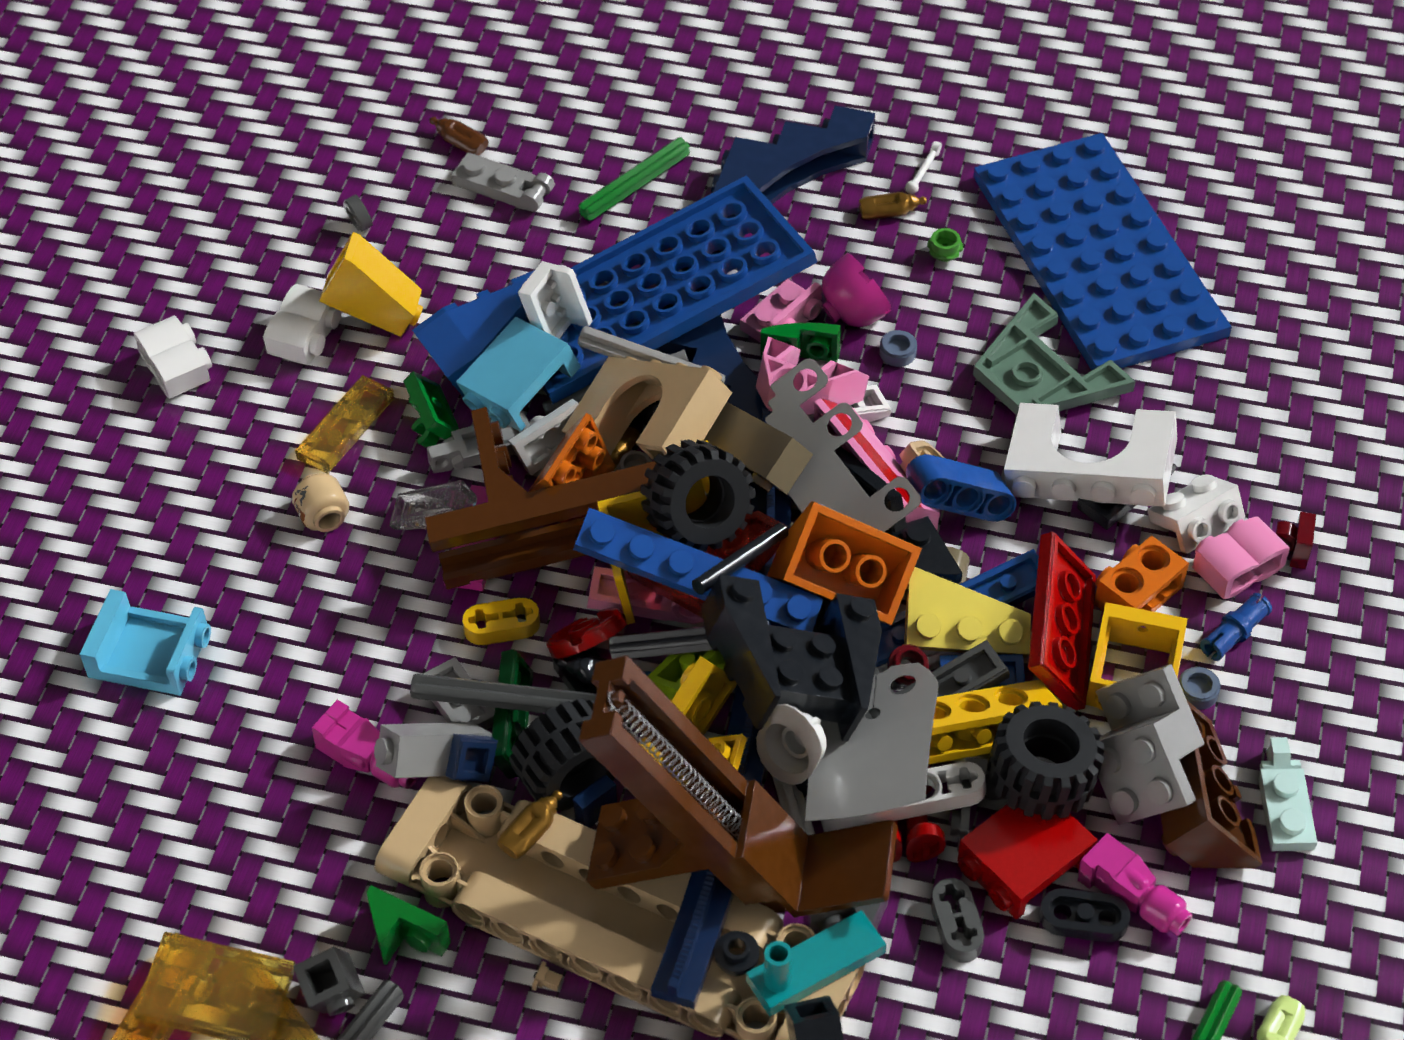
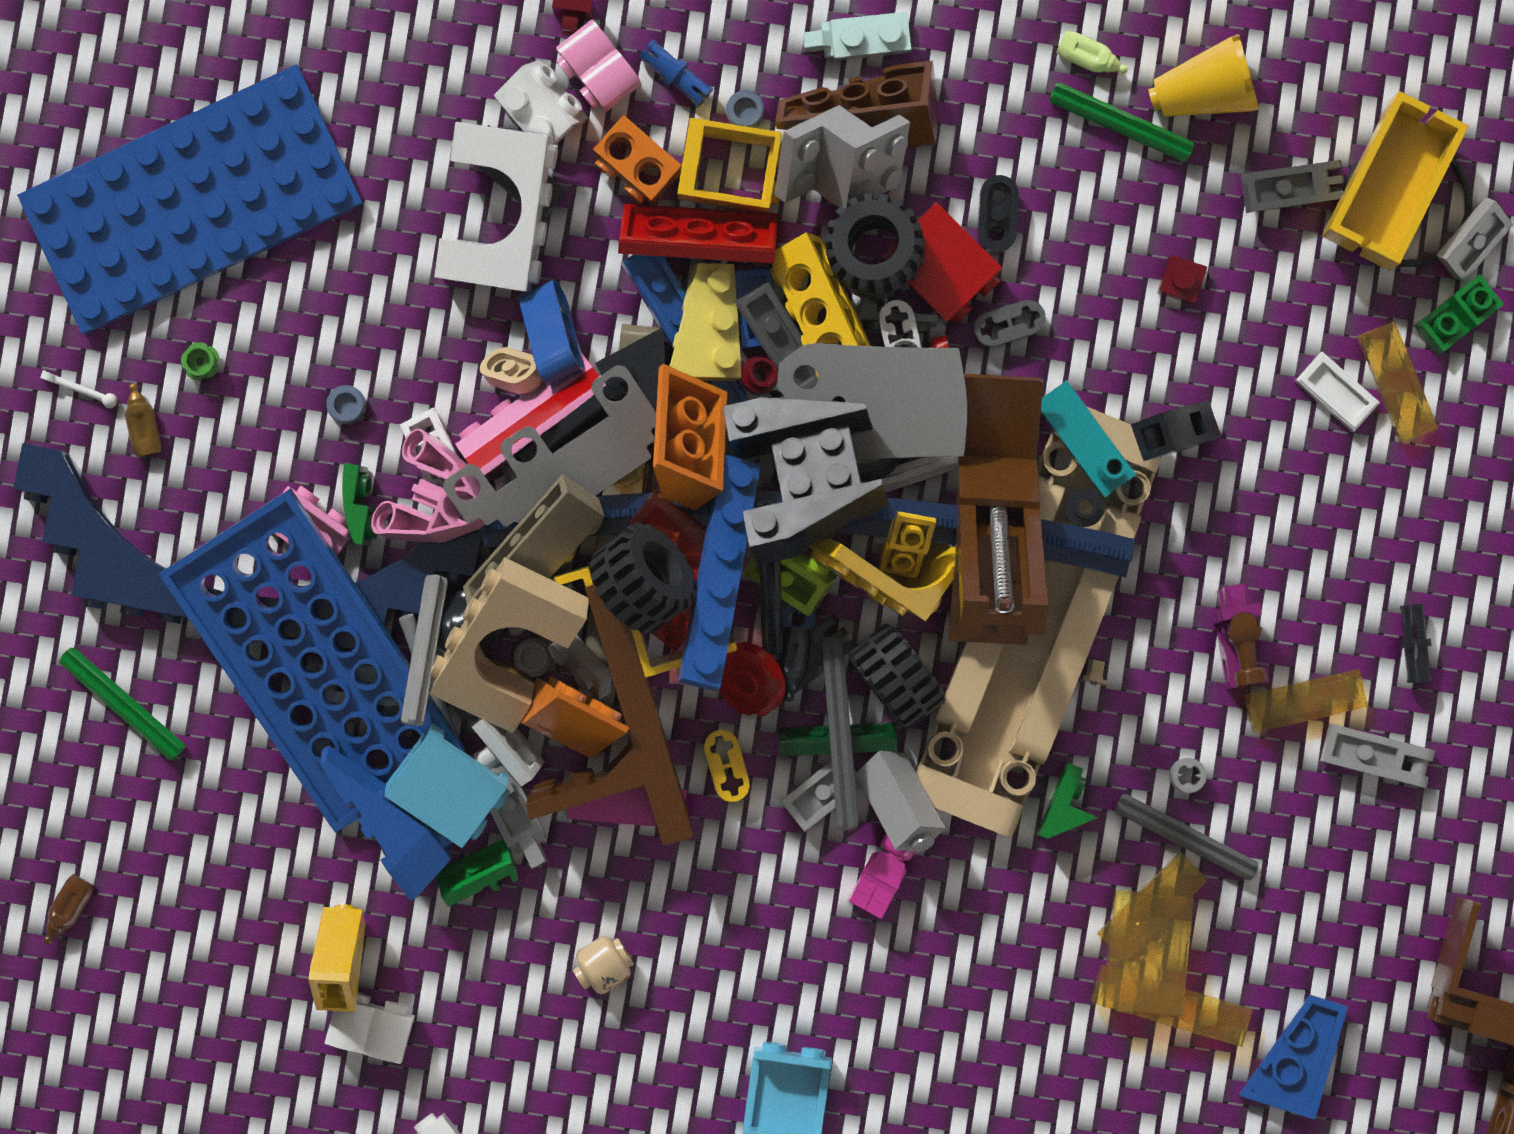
camera: 100 degrees left, 35 degrees up
(329, 981) = (1131, 856): dark grey brick -> none
(344, 424) = (494, 960): clear yellow tile -> none
(357, 213) = (203, 999): dark grey tile -> none
(452, 495) = (601, 827): clear slope -> none
(471, 757) = (907, 765): dark blue tile -> none
(502, 182) = (136, 850): light grey plate -> none
(529, 826) = (973, 702): pearl gold piece -> none
(554, 299) = (365, 763): white bracket -> none
(589, 801) = (926, 651): dark blue tile -> none
(740, 557) = (710, 531): black bar -> none
(791, 744) = (891, 464): white piece -> none
(852, 294) = (291, 453): dark pink cylinder -> none
(1027, 371) = (375, 271): sand green wing -> none
(1124, 874) = (966, 172): dark pink piece -> none

